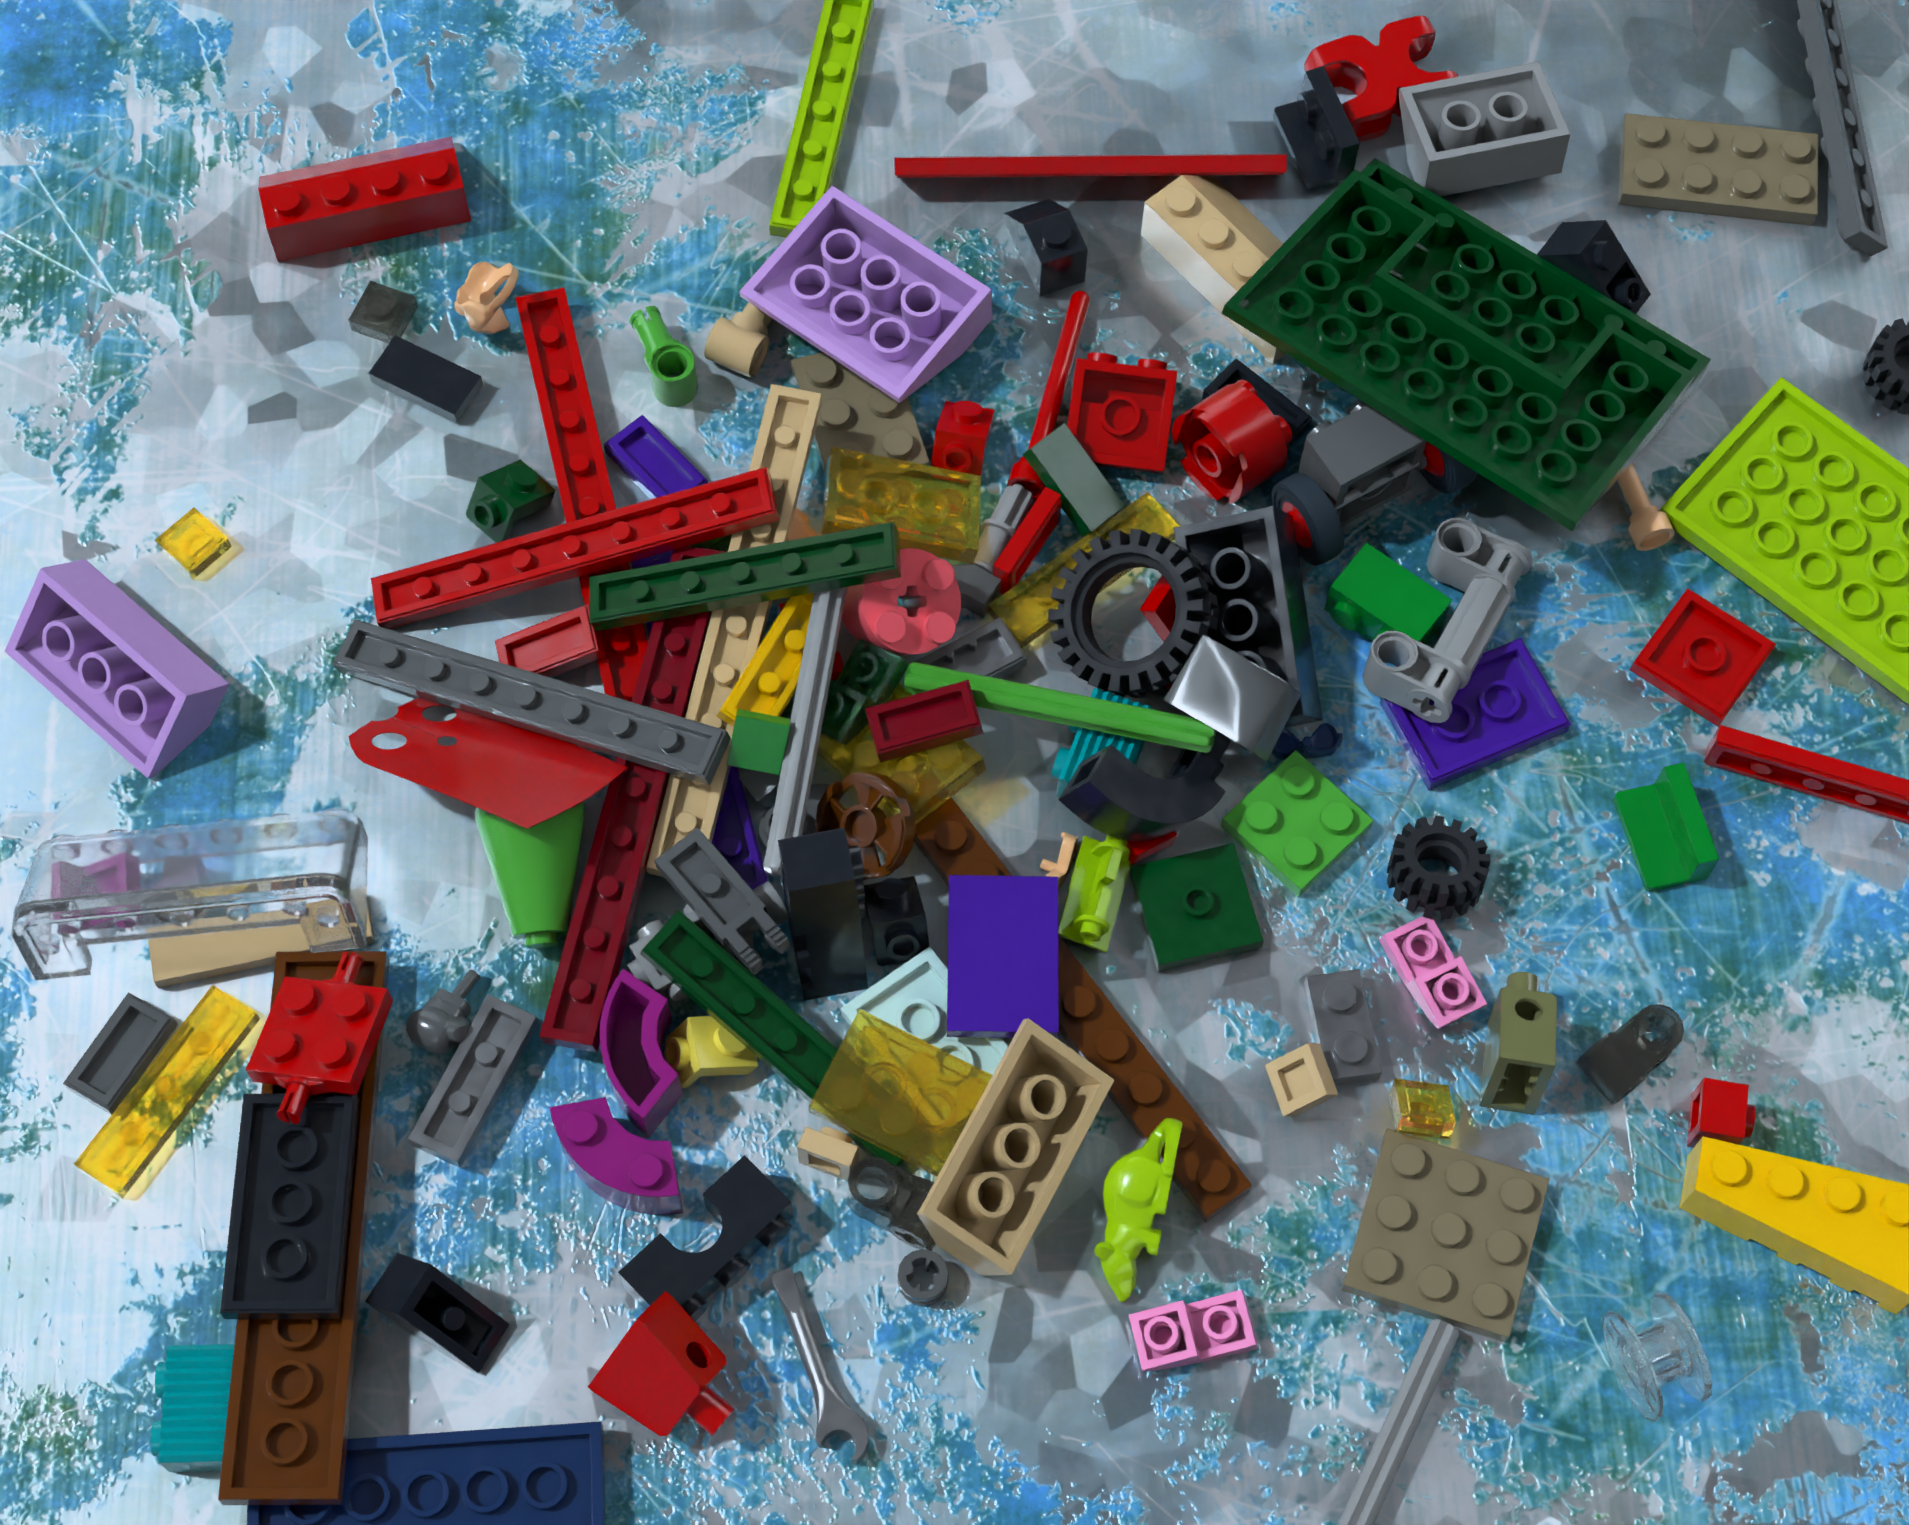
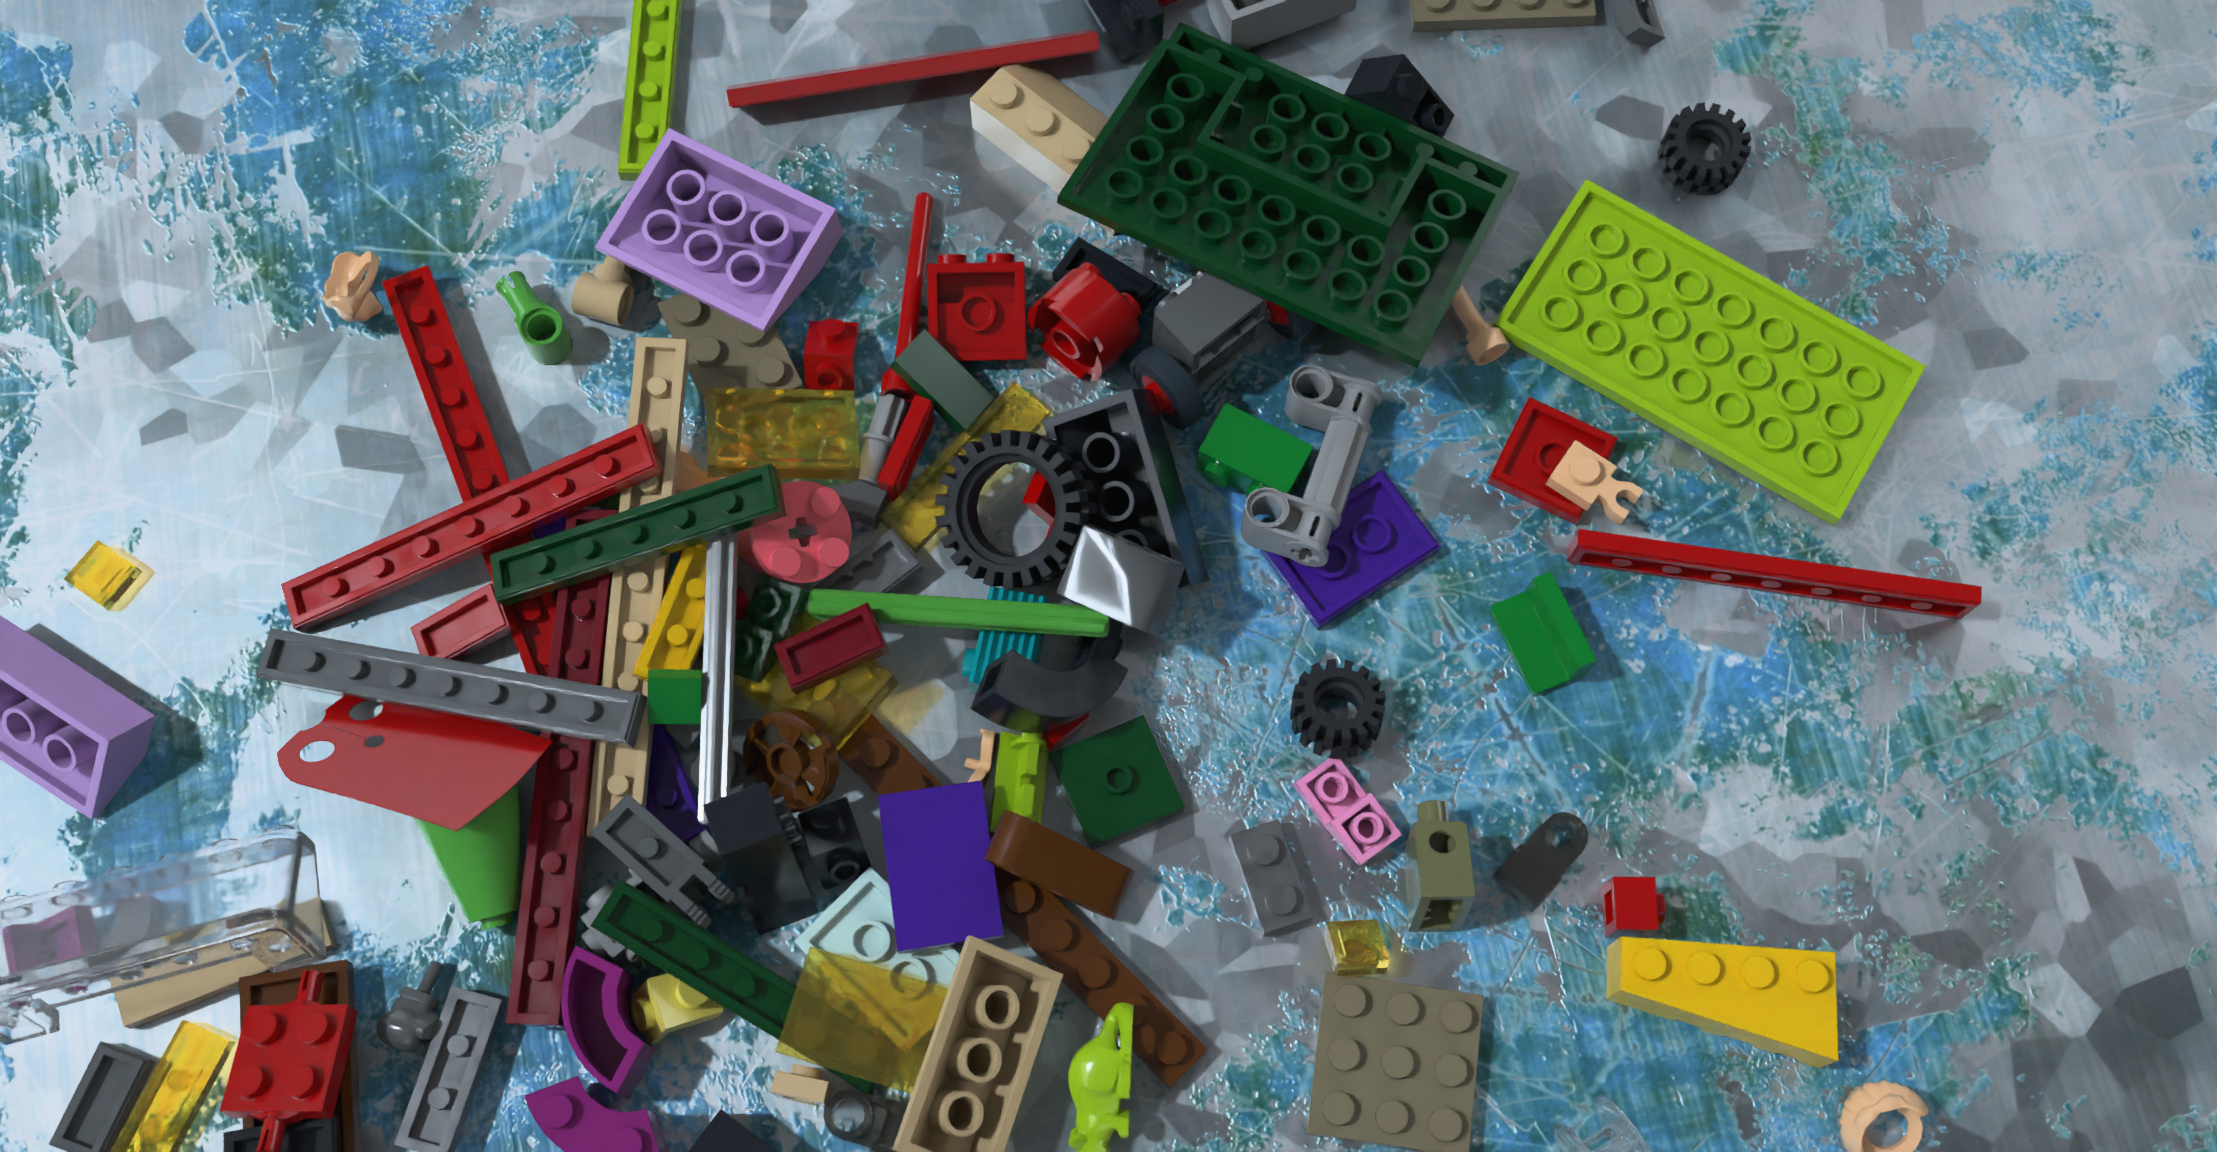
camera: 10 degrees left, 5 degrees up
(363, 199) = (219, 204): red slope -> none
(383, 312) = (257, 315): clear smoke plate -> none
(425, 379) = (307, 375): black tile -> none
(507, 497) = (403, 482): dark green bracket -> none
(652, 460) = (540, 424): dark purple tile -> none
(1048, 245) = (885, 152): black slope -> none
(1126, 973) = (1059, 864): none -> reddish brown beam
(1296, 823) = (1199, 684): bright green plate -> none
(1301, 1079) = (1239, 938): tan plate -> none
(1321, 743) = (1212, 601): dark blue piece -> none
(1738, 678) = (1587, 479): none -> light nougat plate

